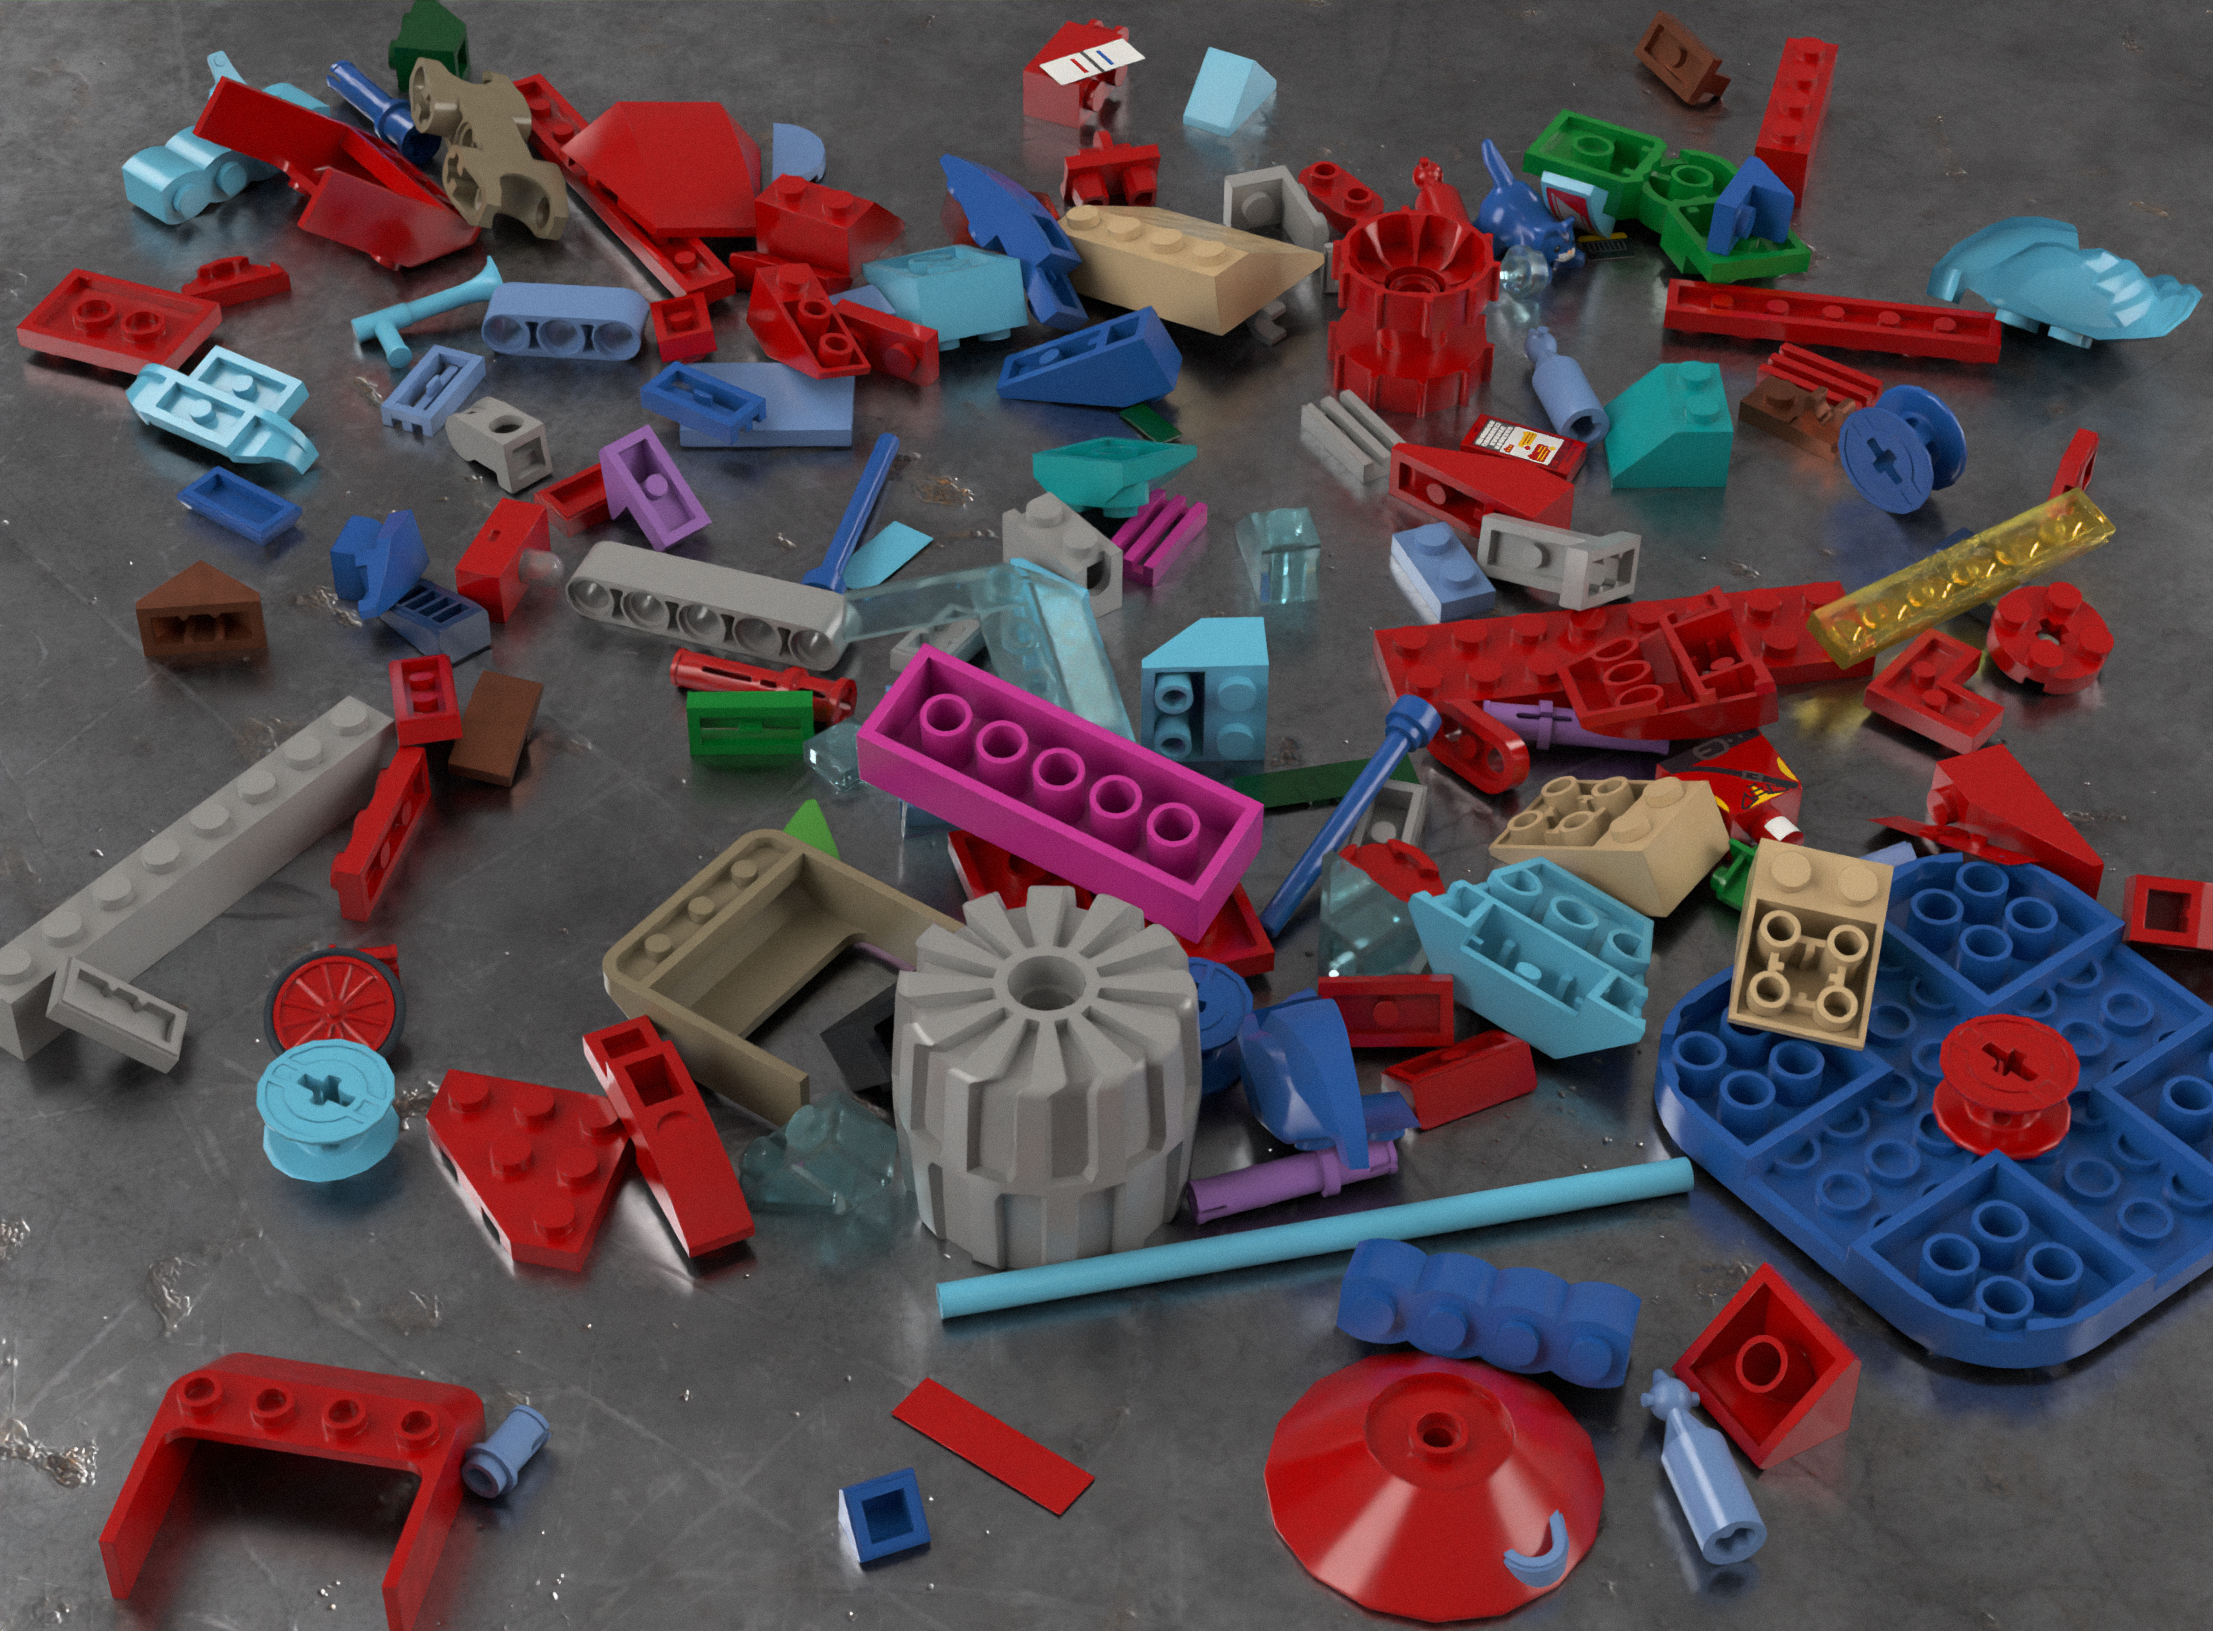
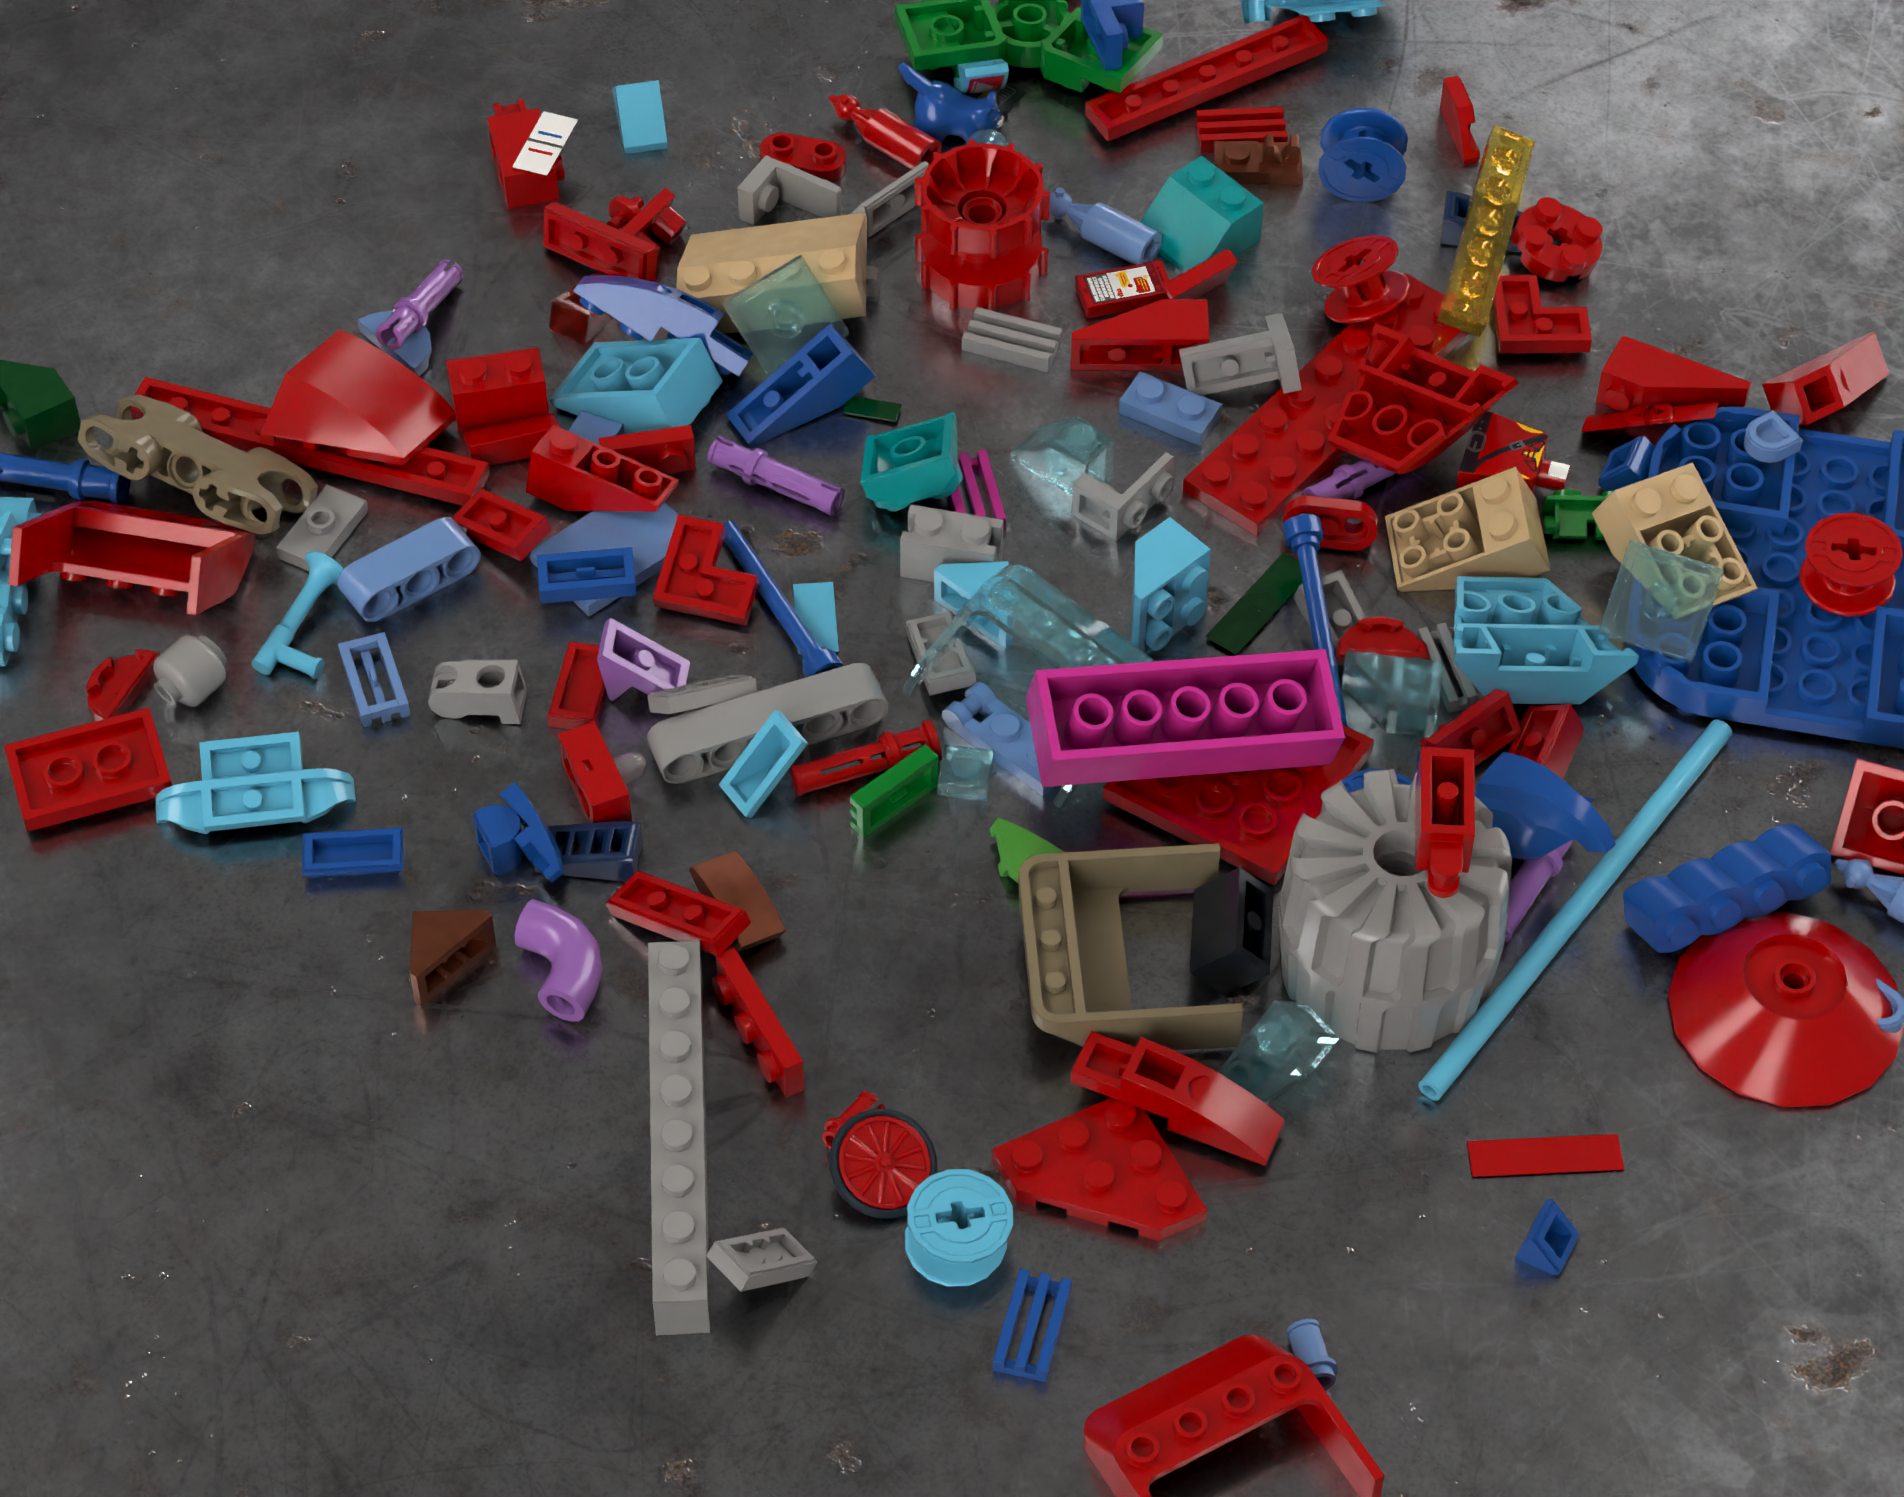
camera: 40 degrees left, 10 degrees up
(285, 294) = (189, 670): none -> light grey head
(289, 1237) = (1042, 1287): none -> blue tile
(294, 685) = (572, 955): none -> medium lavender cylinder
(547, 257) = (322, 526): none -> light grey plate
(661, 631) = (763, 763): none -> medium azure slope
(672, 542) = (701, 694): none -> light grey plate
(796, 455) = (694, 584): none -> red plate
(815, 132) = (413, 311): none -> medium lavender pin
(974, 411) = (758, 468): none -> medium lavender pin
(1046, 163) = (598, 244): none -> red tile
(1099, 956) = (1444, 817): none -> red brick
(1127, 274) = (782, 313): none -> clear light blue plate
(1301, 618) = (1115, 512): none -> light grey bracket
(1601, 474) = (1202, 277): none -> red tile
(1714, 984) = (1661, 601): none -> clear light blue plate
(1767, 572) = (1379, 288): none -> red piece
(2055, 920) = (1771, 438): none -> medium blue tile

